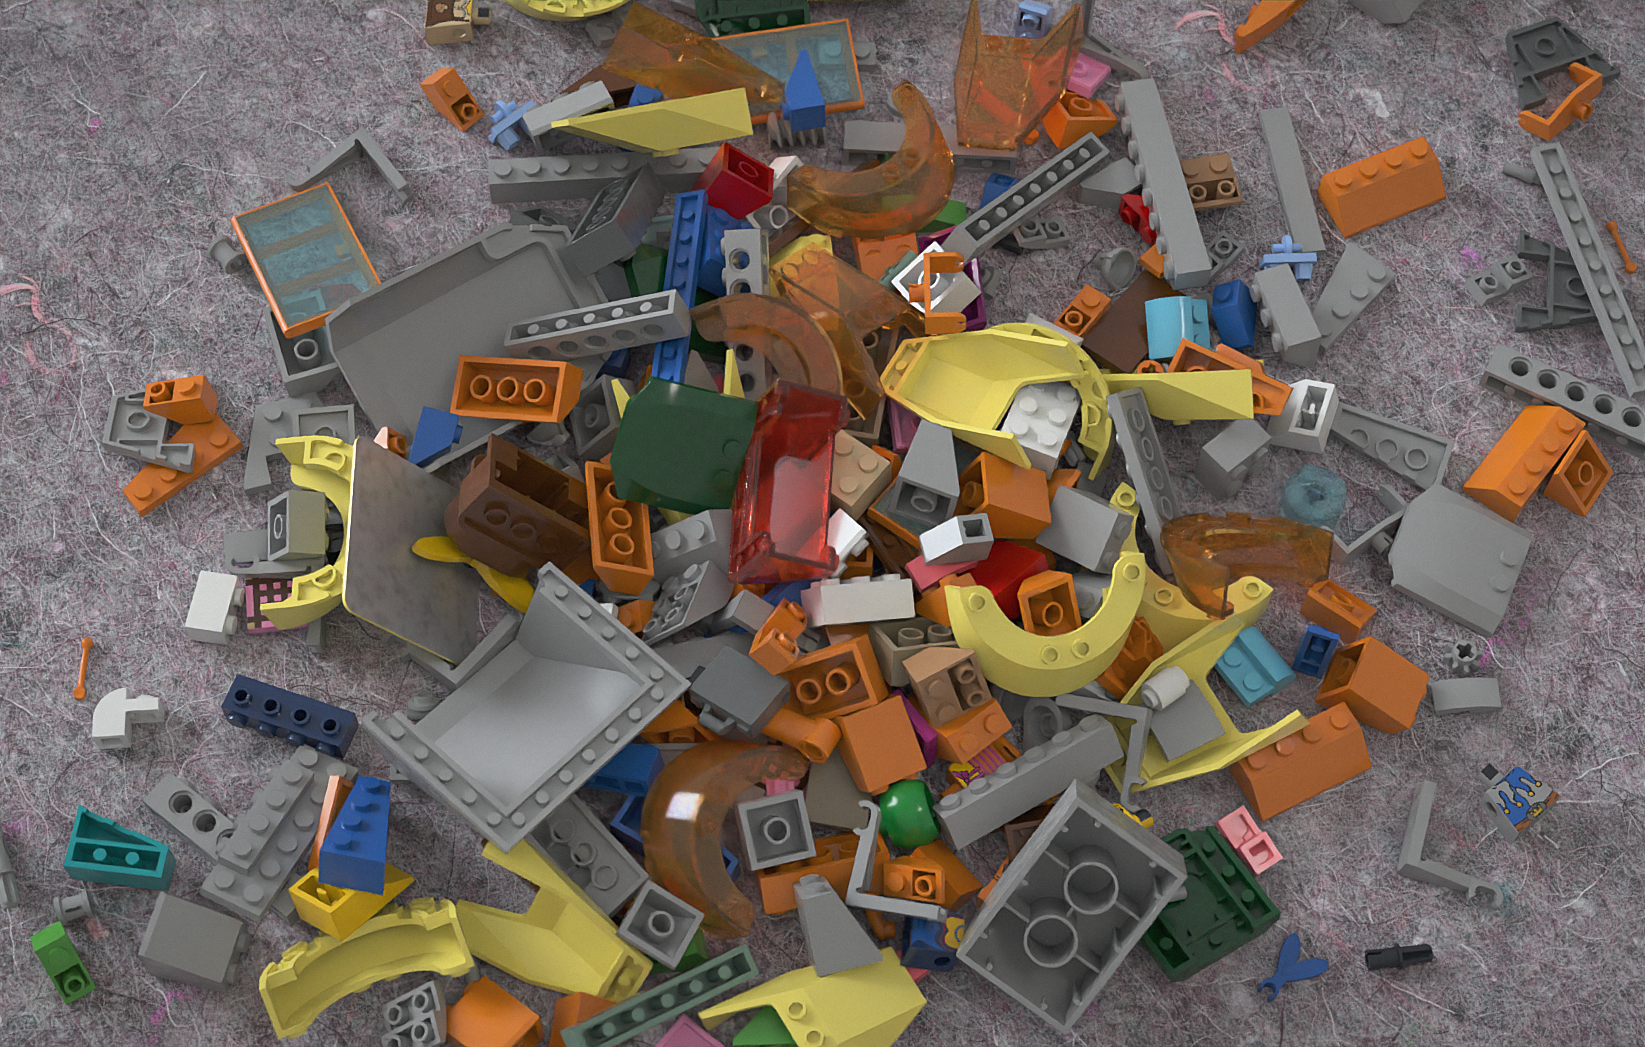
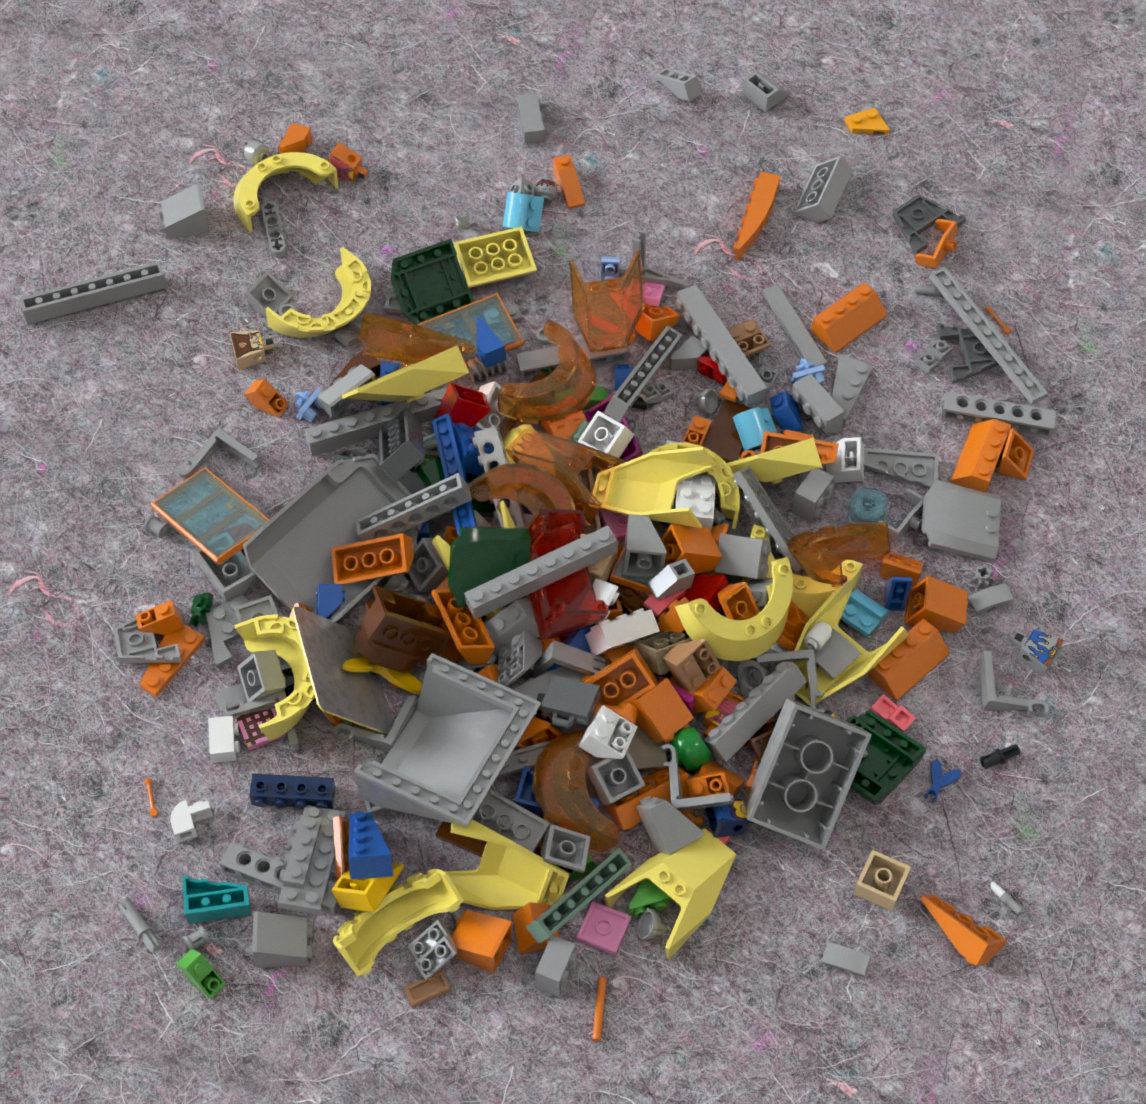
camera: 15 degrees left, 5 degrees down
(250, 394) = (200, 606): none -> dark green plate
(629, 771) = (518, 766): blue slope -> none
(754, 478) = (541, 572): none -> light grey brick
(775, 641) = (584, 662): orange slope -> none
(779, 762) = (608, 735): none -> white slope
(943, 321) = (616, 456): orange piece -> none

